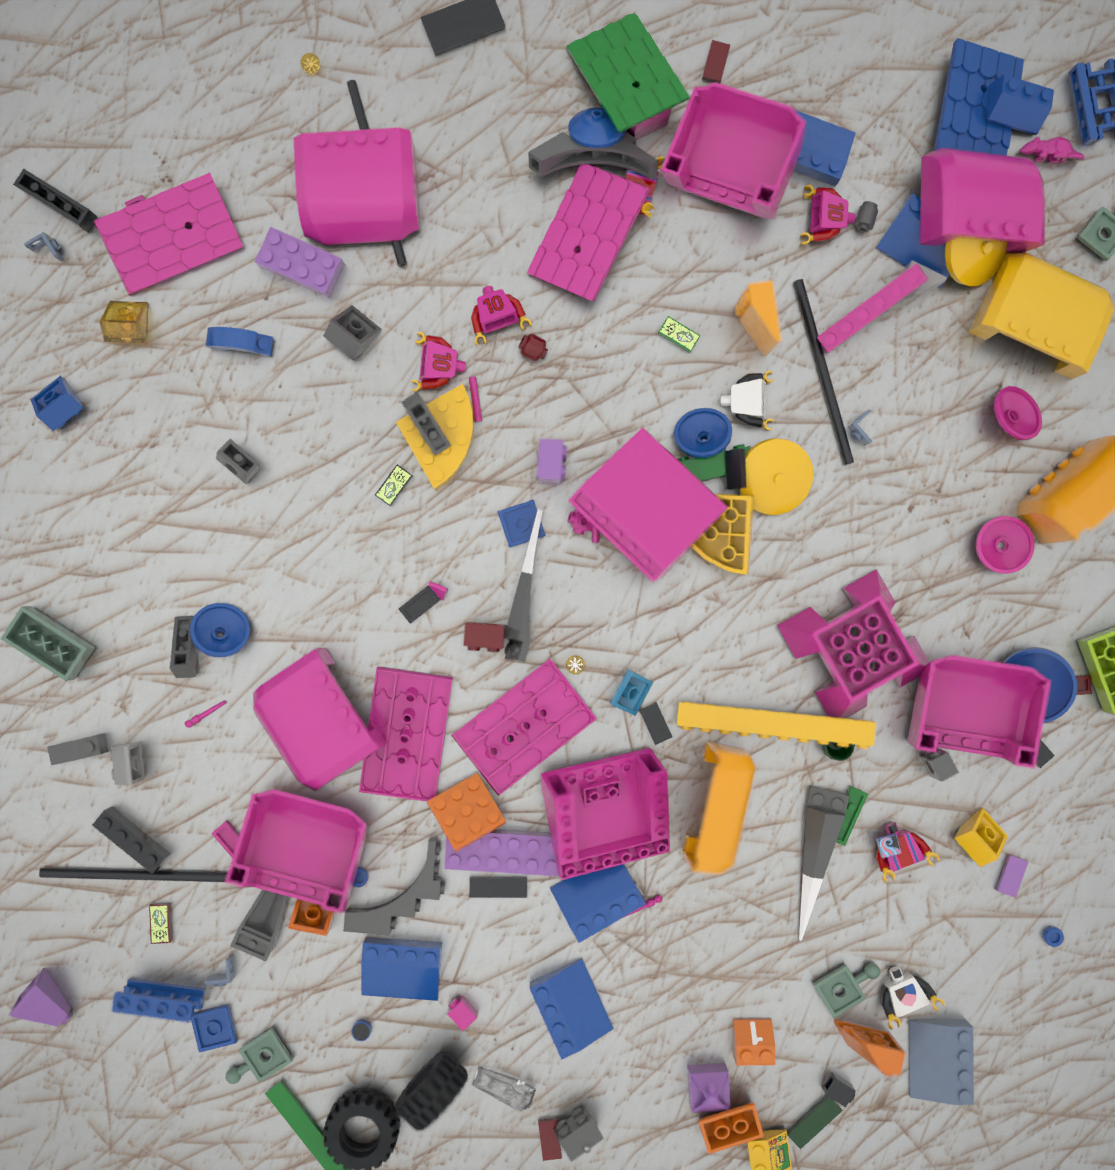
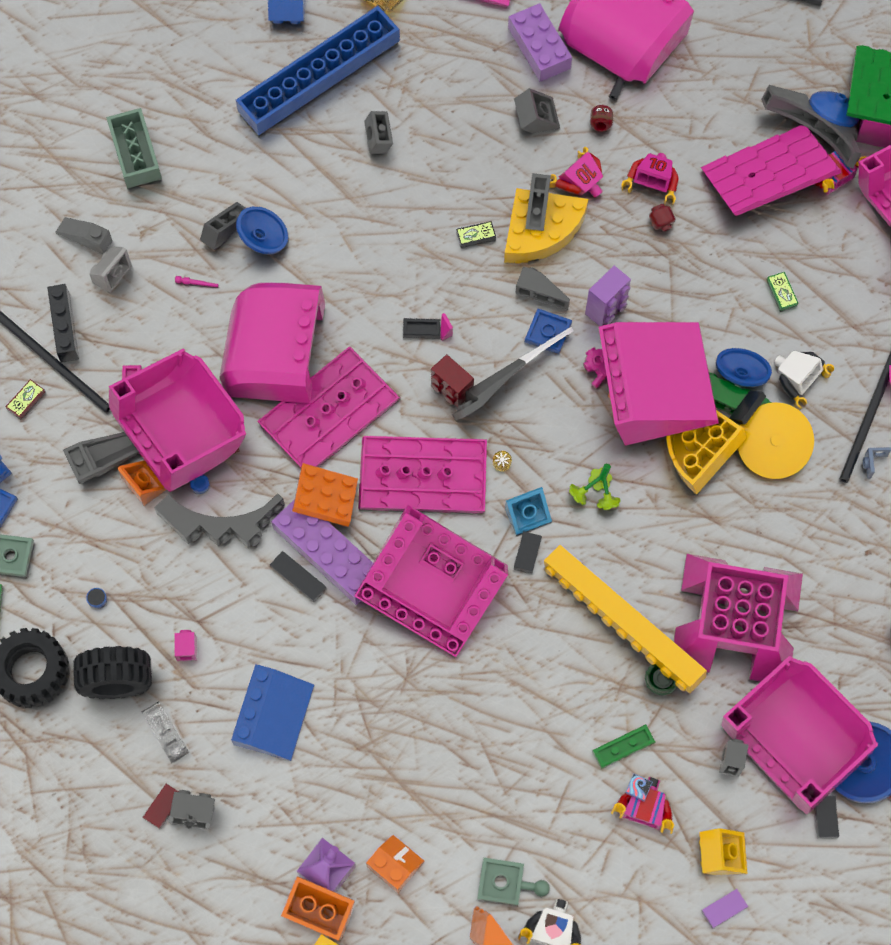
camera: 40 degrees right, 20 degrees down
(137, 443) = (318, 70): none -> blue brick
(221, 980) = (40, 475): sand blue bracket -> none
(238, 339) = (453, 57): blue arch -> none
(400, 968) = (169, 575): blue slope -> none
(410, 293) = (601, 118): none -> dark red head
(475, 399) = (588, 222): dark pink piece -> none
(481, 493) = (538, 287): none -> dark grey slope
(597, 899) = (368, 645): blue slope -> none
(650, 902) = (405, 685): dark pink piece -> none
(664, 618) = (599, 480): none -> lime plant
(725, 811) = (526, 638): light orange slope -> none
(759, 315) = (854, 307): light orange slope -> none
(823, 823) = (596, 735): dark grey plate -> none

